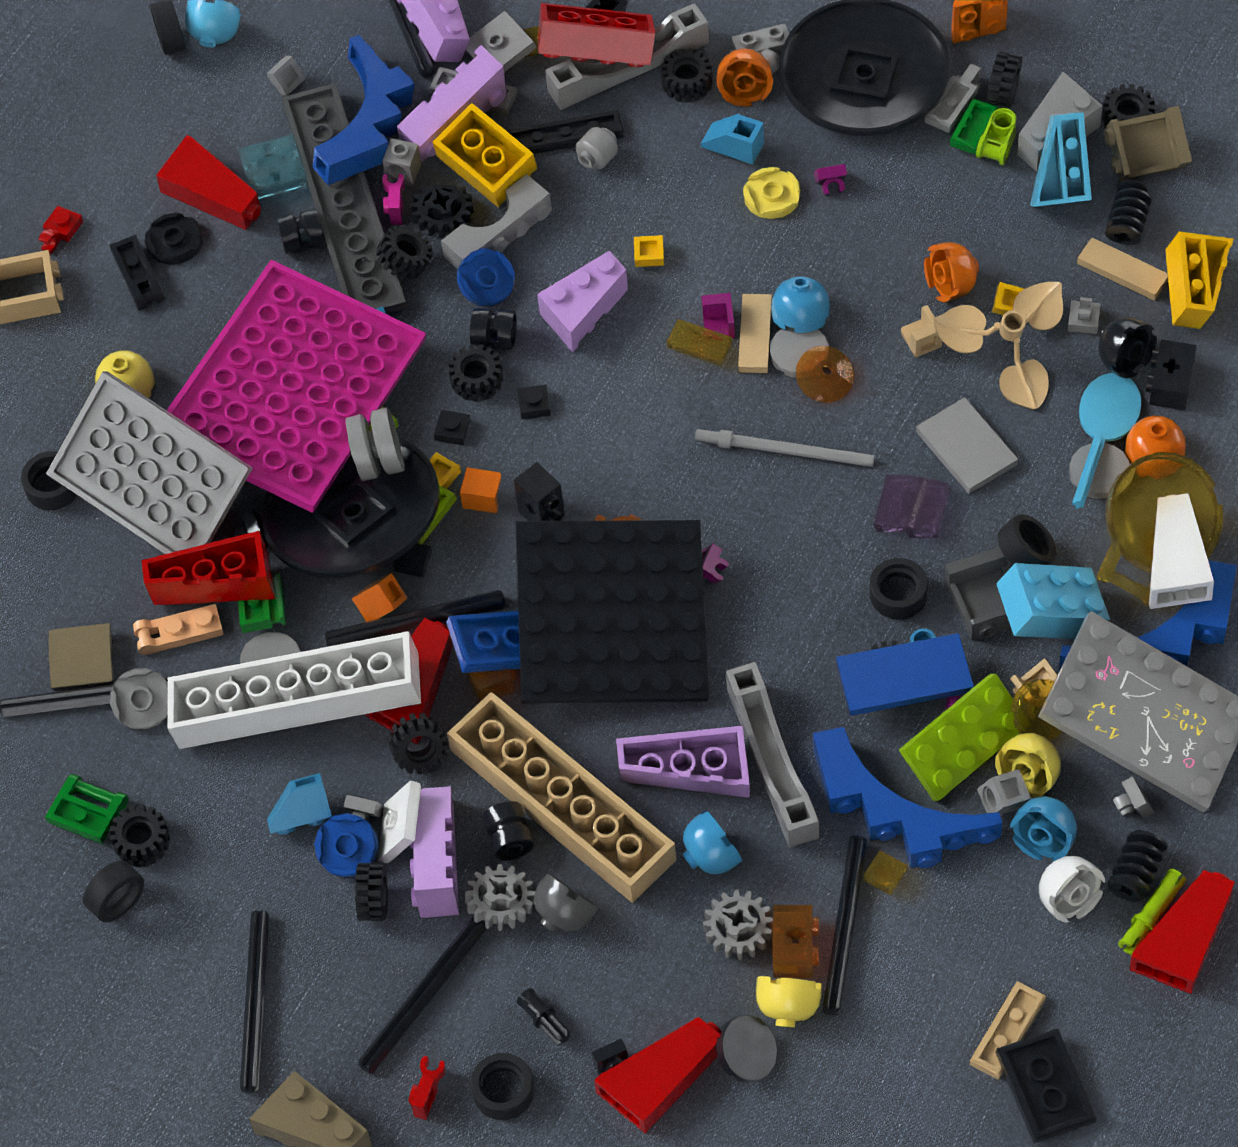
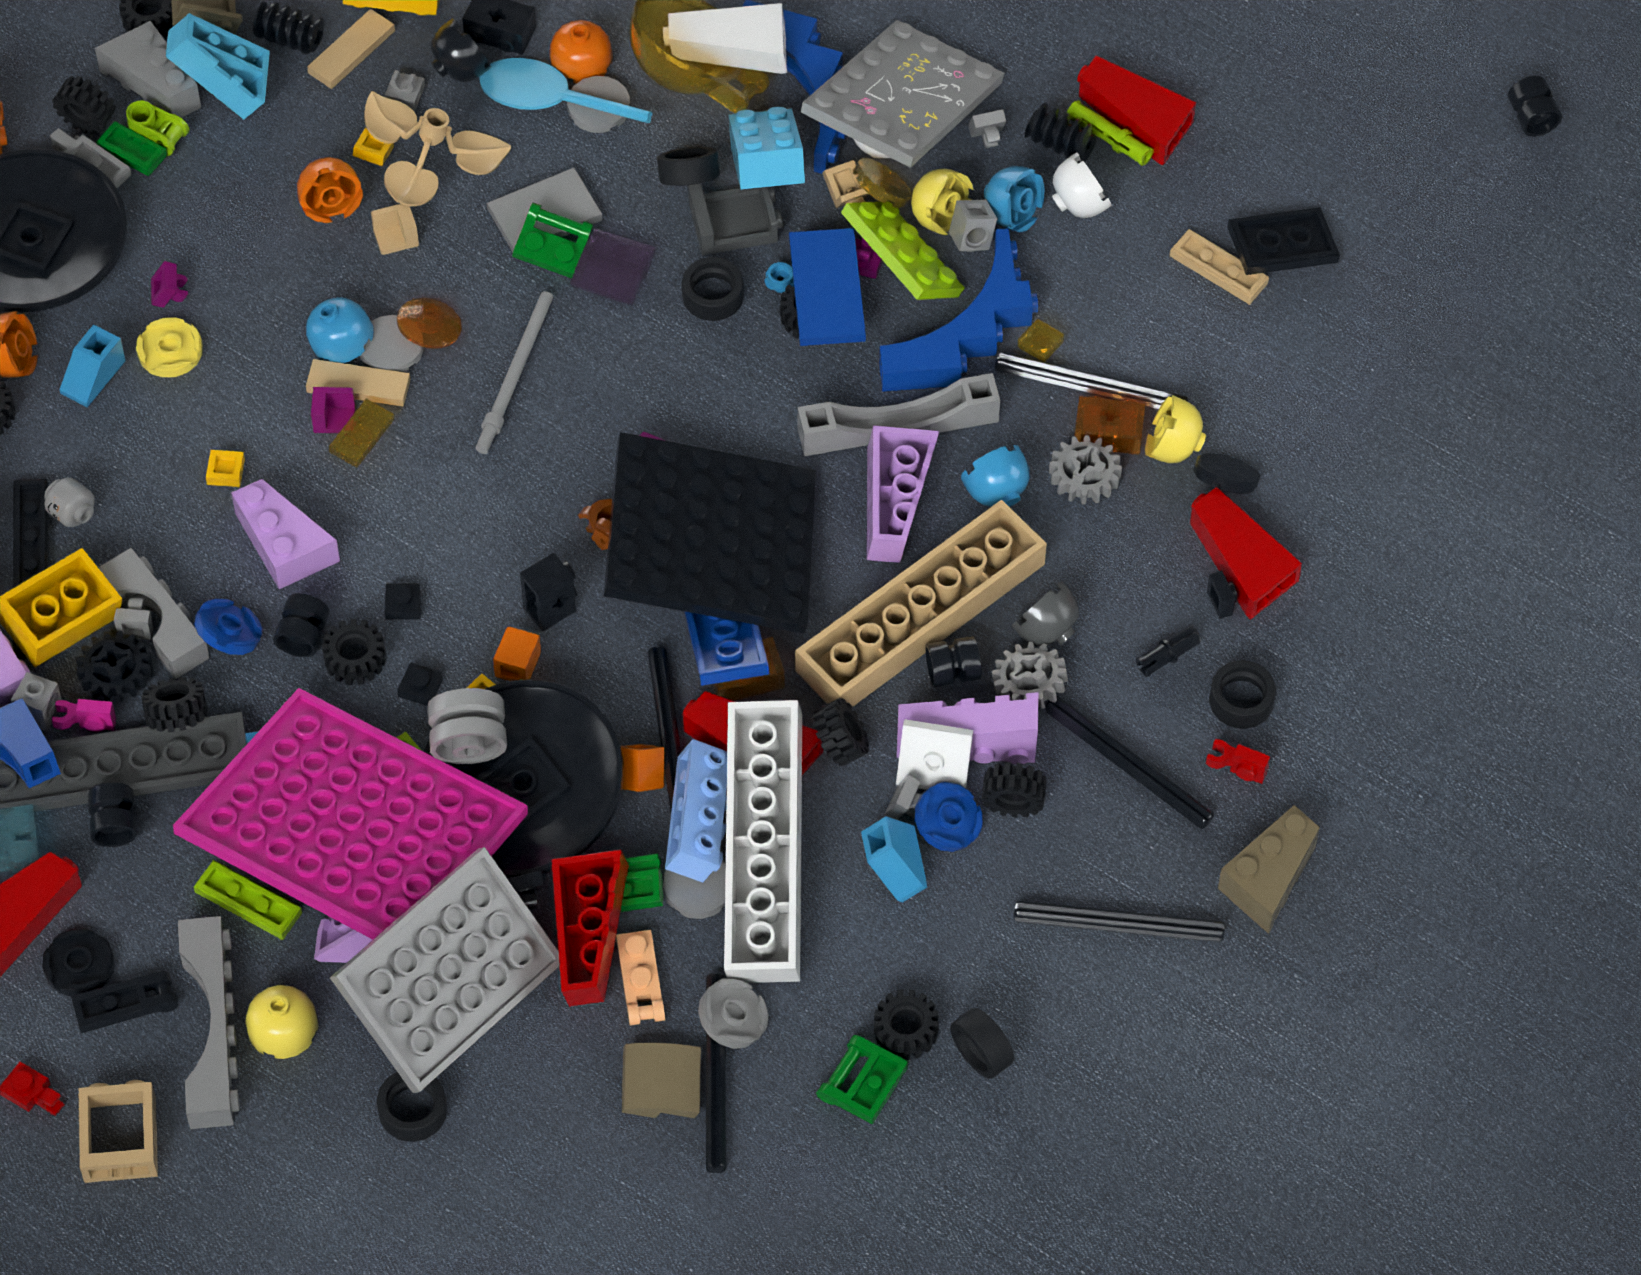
camera: 90 degrees left, 0 degrees up
(176, 317) = (209, 1086): none -> light grey arch
(298, 636) = (698, 812): none -> light blue brick
(488, 213) = (134, 620): none -> light grey tile
(919, 450) = (548, 249): none -> green plate

